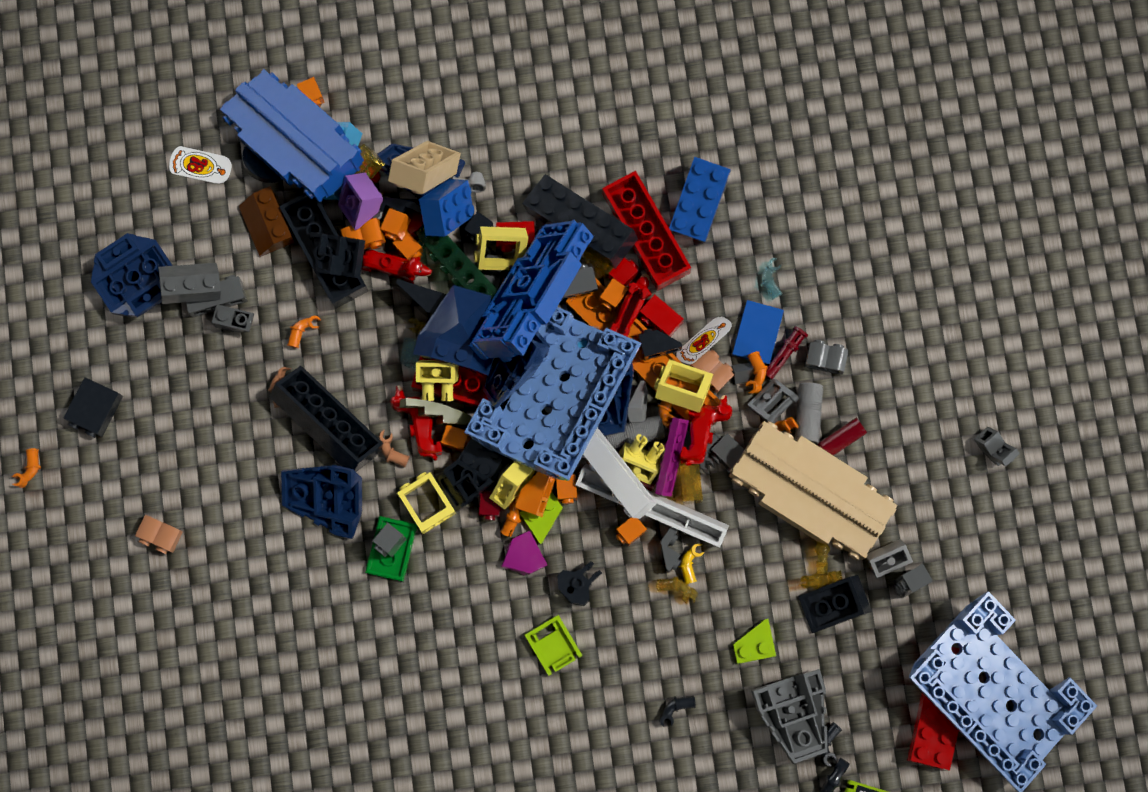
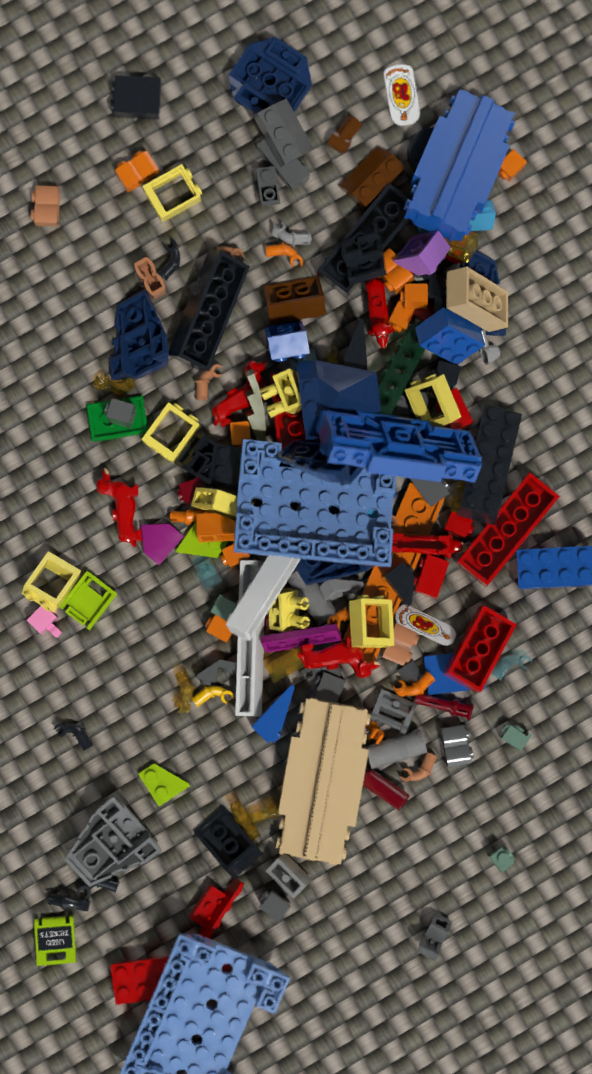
camera: 60 degrees right, 5 degrees up
(31, 468) = (60, 68): orange piece -> none
(163, 435) = (136, 171): none -> orange brick
(204, 429) = (164, 179): none -> light yellow window
(217, 234) = (343, 137): none -> reddish brown piece
(266, 436) = (173, 263): none -> black piece
(266, 464) = (147, 274): none -> nougat brick
(291, 317) = (290, 238): none -> light grey piece
(350, 338) = (294, 300): none -> reddish brown slope
(361, 536) = (117, 386): none -> clear yellow piece
(387, 357) = (287, 341): none -> brick
(477, 574) = (124, 505): none -> red animal
(513, 658) = (60, 568): none -> light yellow window
(554, 694) = (43, 620): none -> bright pink brick
(577, 521) = (208, 576): none -> clear light blue brick
(578, 582) = (152, 600): black hinge -> none
(613, 295) = (431, 524): orange brick -> none
(614, 518) = (223, 607): none -> sand green brick
(736, 512) = (272, 720): none -> blue slope
(746, 299) = (479, 649): none -> red brick
(838, 396) = (423, 771): none -> nougat piece
(839, 301) = (514, 736): none -> sand green brick
(891, 641) = (213, 906): none -> red bracket
(946, 357) = (502, 858): none -> sand green brick

